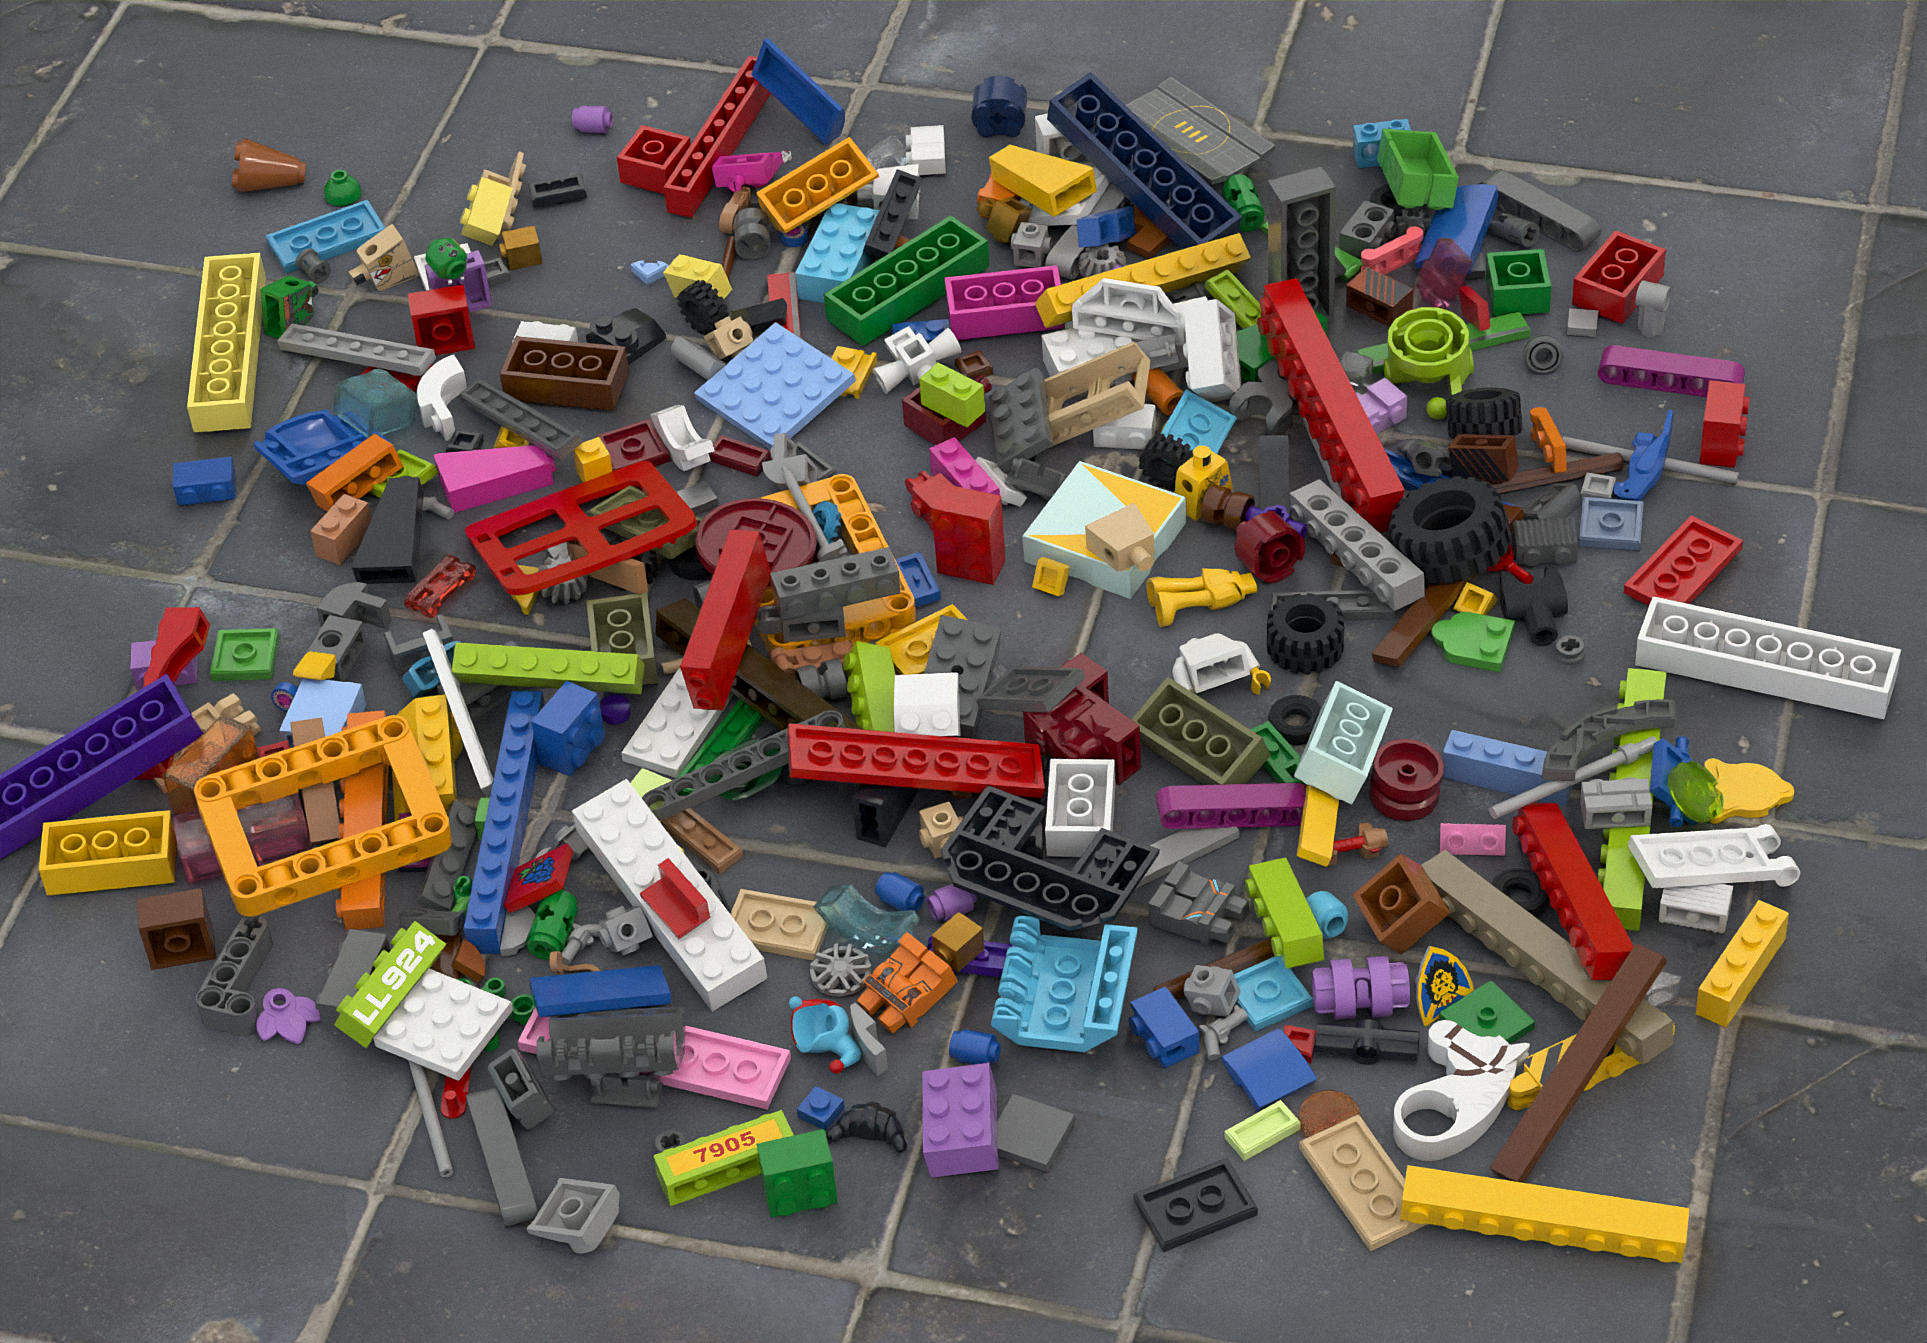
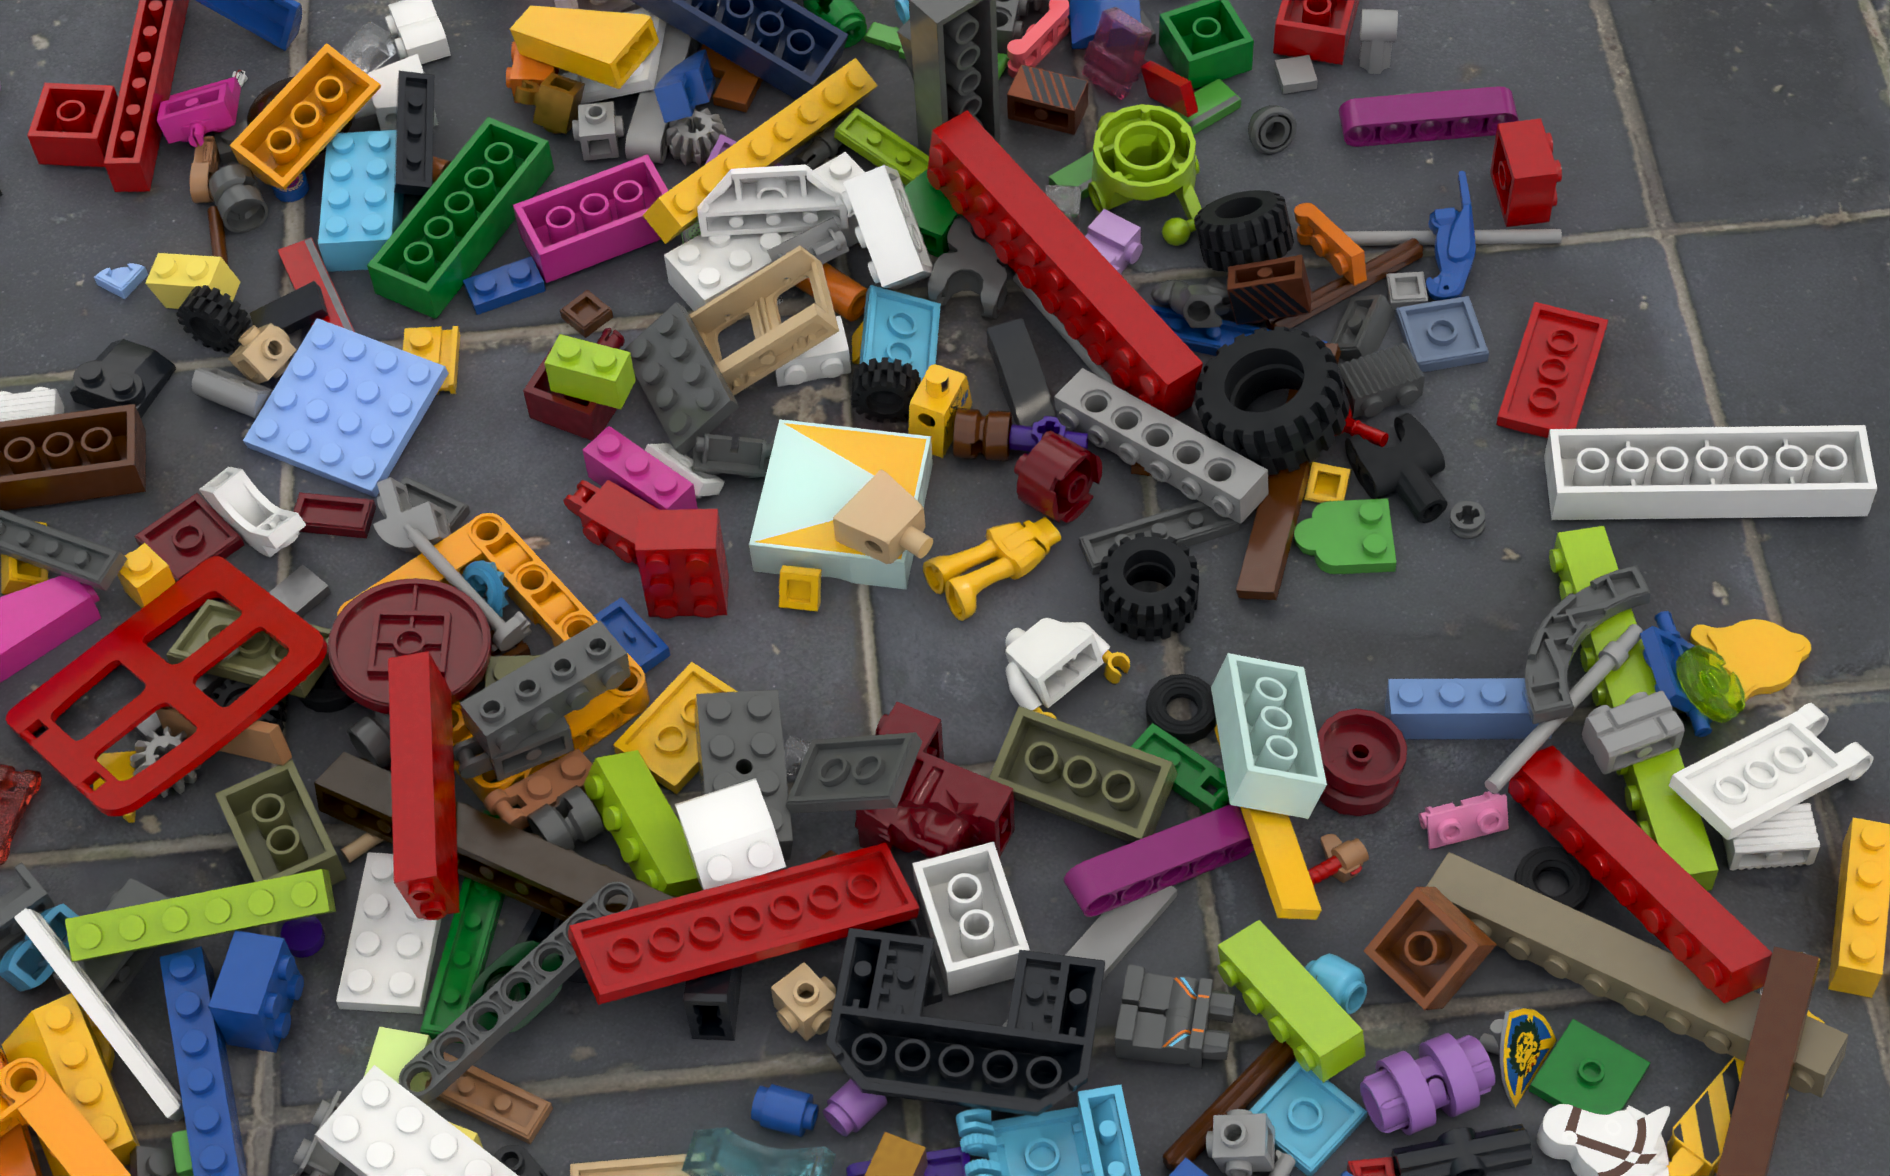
camera: 20 degrees left, 10 degrees up
(913, 356) = (513, 323): white brick -> none

